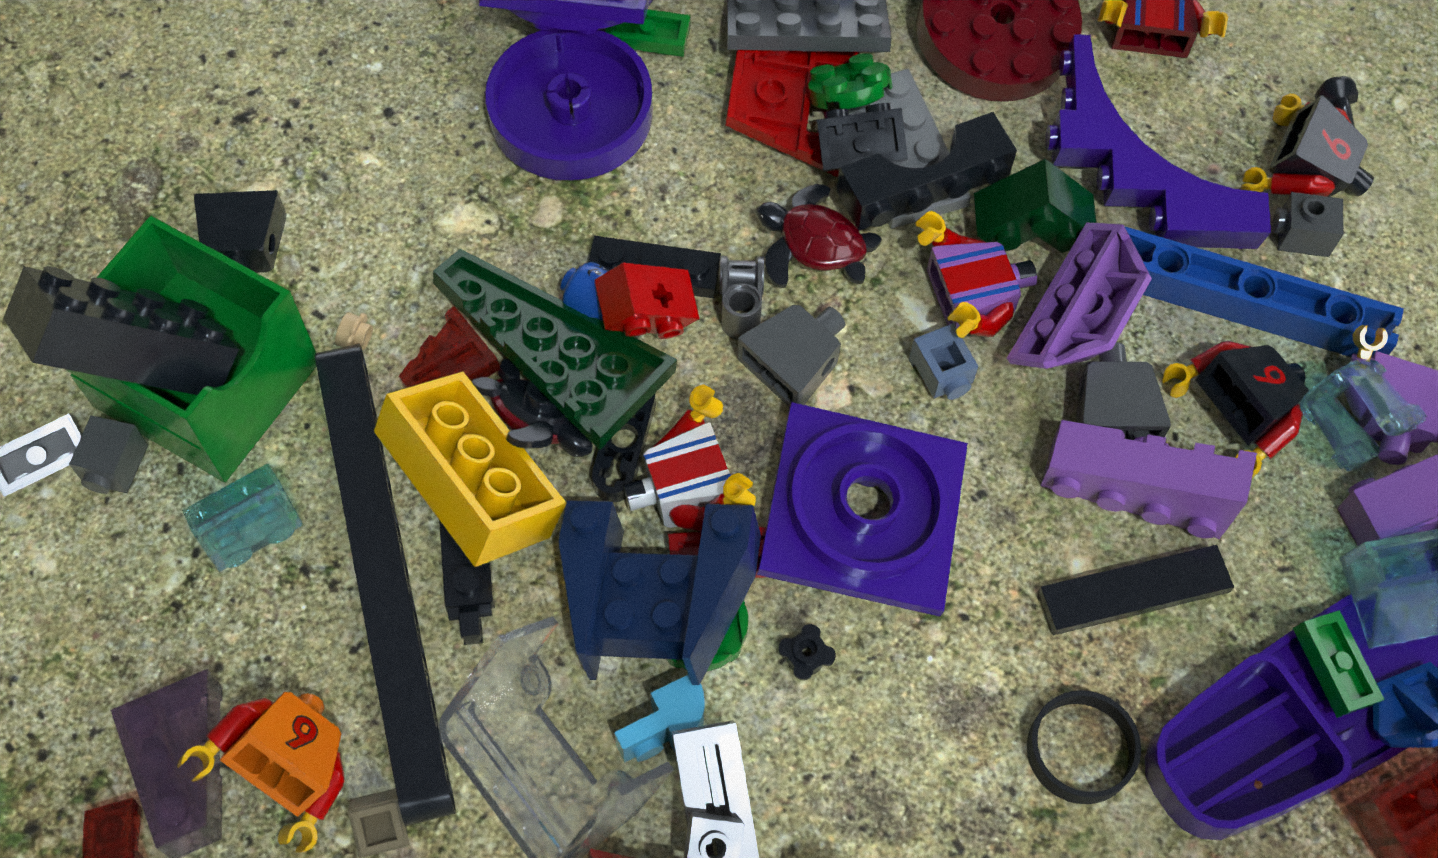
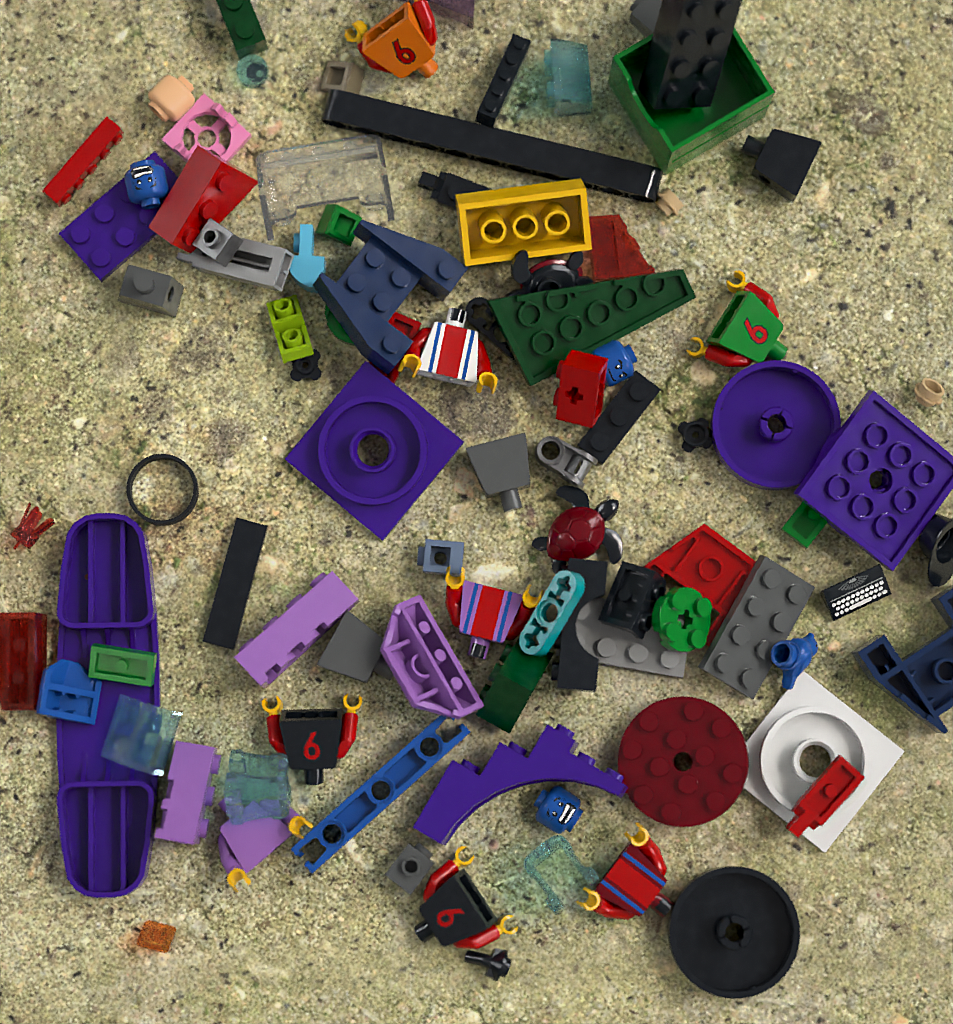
camera: 120 degrees right, 20 degrees up
(282, 593) = (503, 81): none -> black piece
(471, 174) = (745, 330): none -> green torso
(590, 716) = (338, 224): none -> green slope
(627, 170) = (700, 427): none -> black plate
(771, 696) = (290, 328): none -> lime slope
(969, 186) = (571, 598): none -> teal beam
(1140, 110) = (558, 809): none -> blue head
(1210, 100) = (544, 851): none -> clear light blue piece

